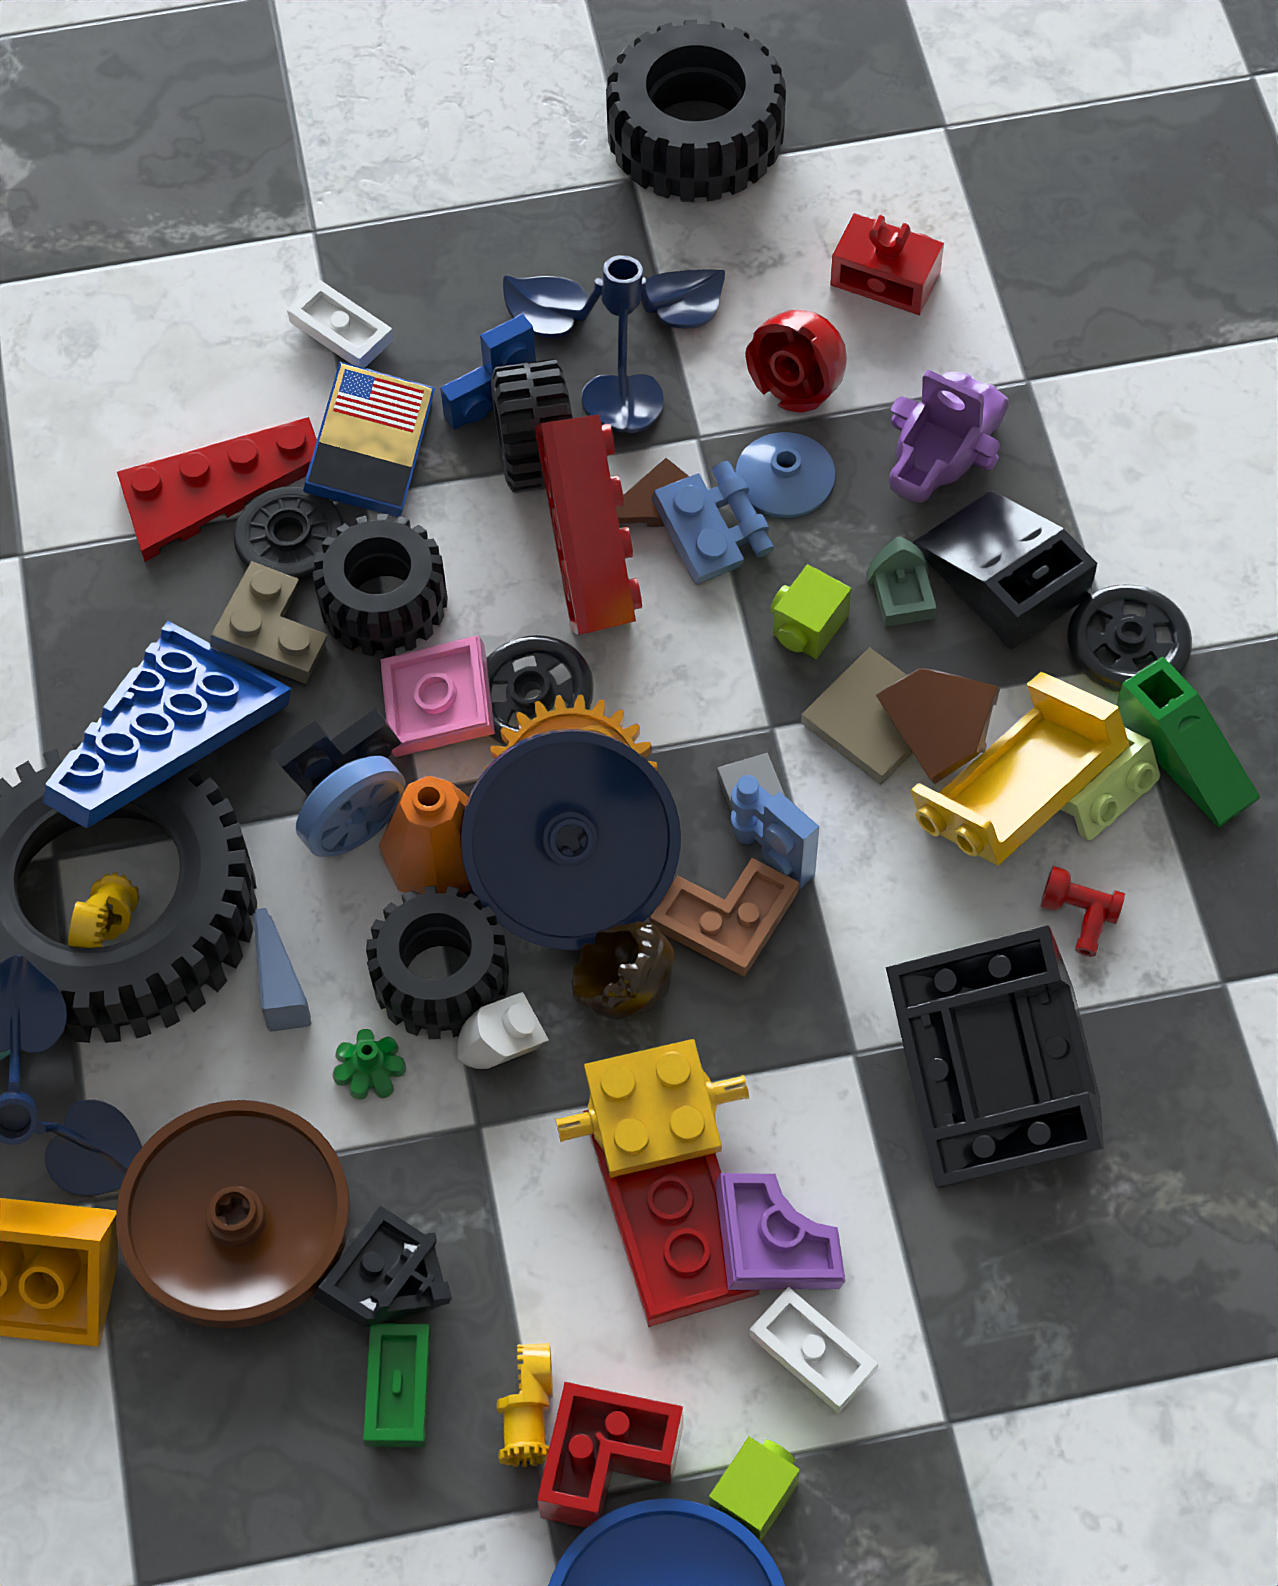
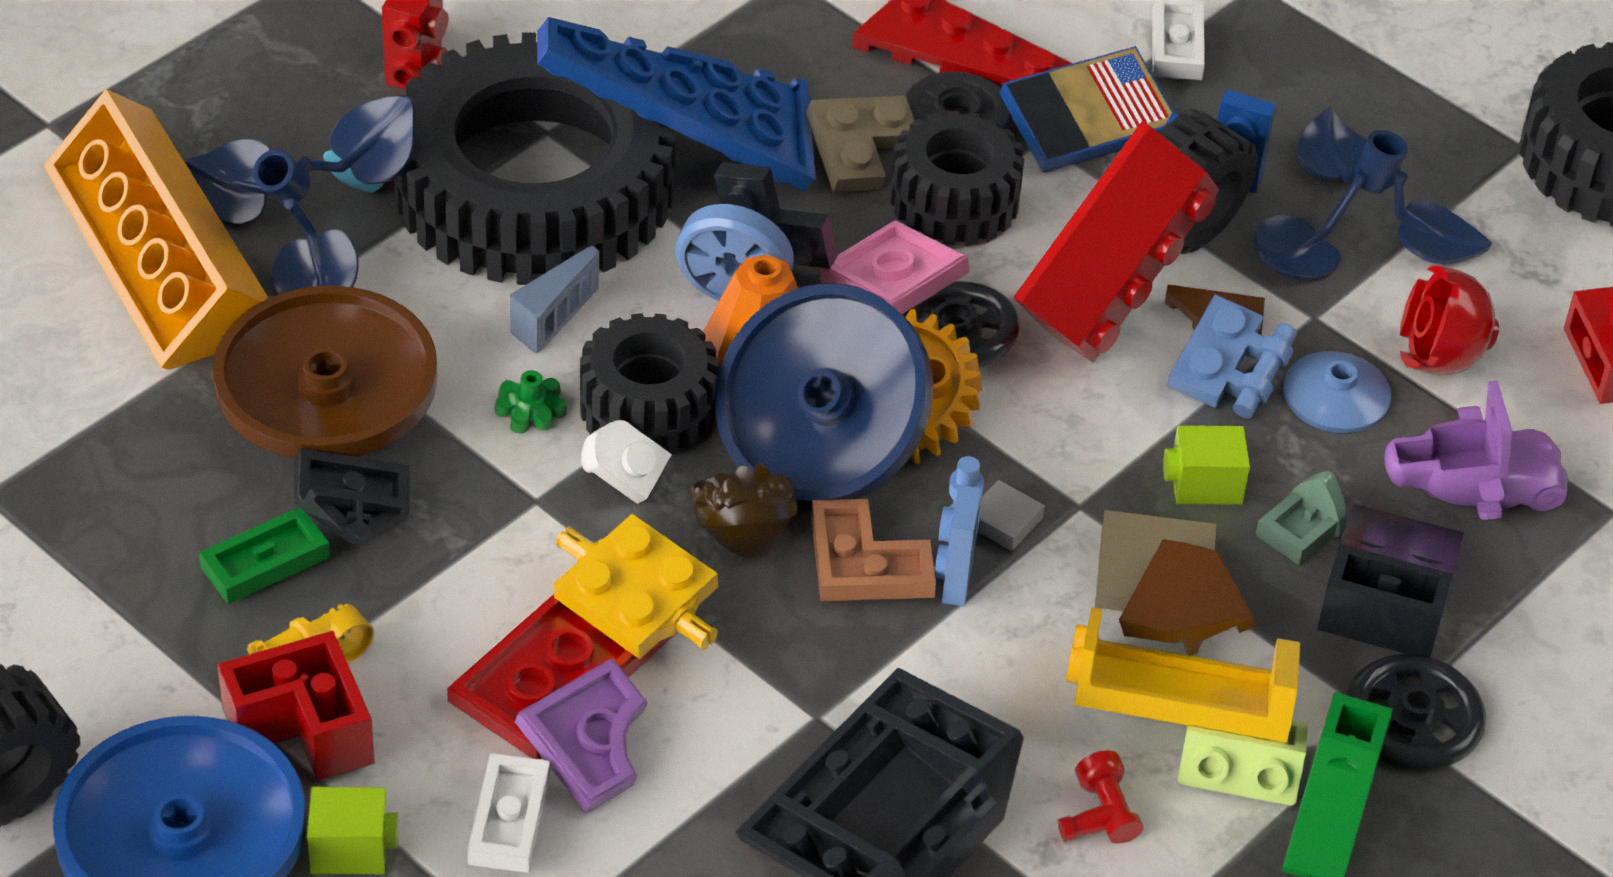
camera: 50 degrees right, 15 degrees down
(94, 921) = (508, 159): yellow connector -> none

